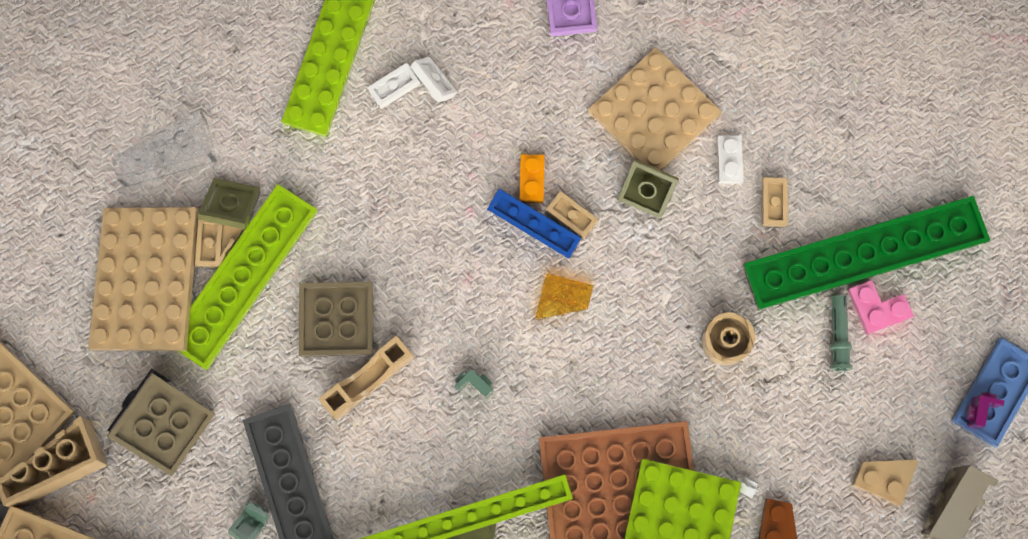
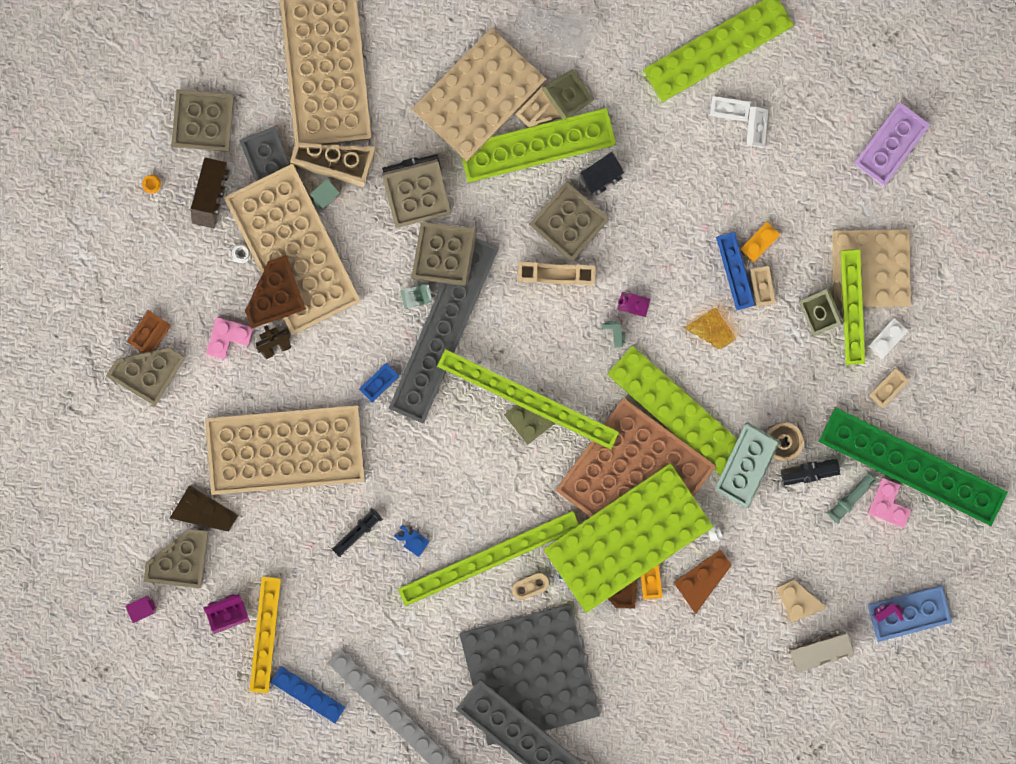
camera: 45 degrees right, 10 degrees up
(72, 507) = (324, 195): none -> sand green brick
(240, 458) = (444, 254): none -> dark tan plate
(326, 246) = (601, 174): none -> black slope
(467, 340) = (633, 304): none -> magenta bracket
(599, 403) = (673, 408): none -> lime plate
(672, 157) = (852, 306): none -> lime plate
(716, 392) = (747, 465): none -> plate
(779, 345) = (810, 472): none -> black piece

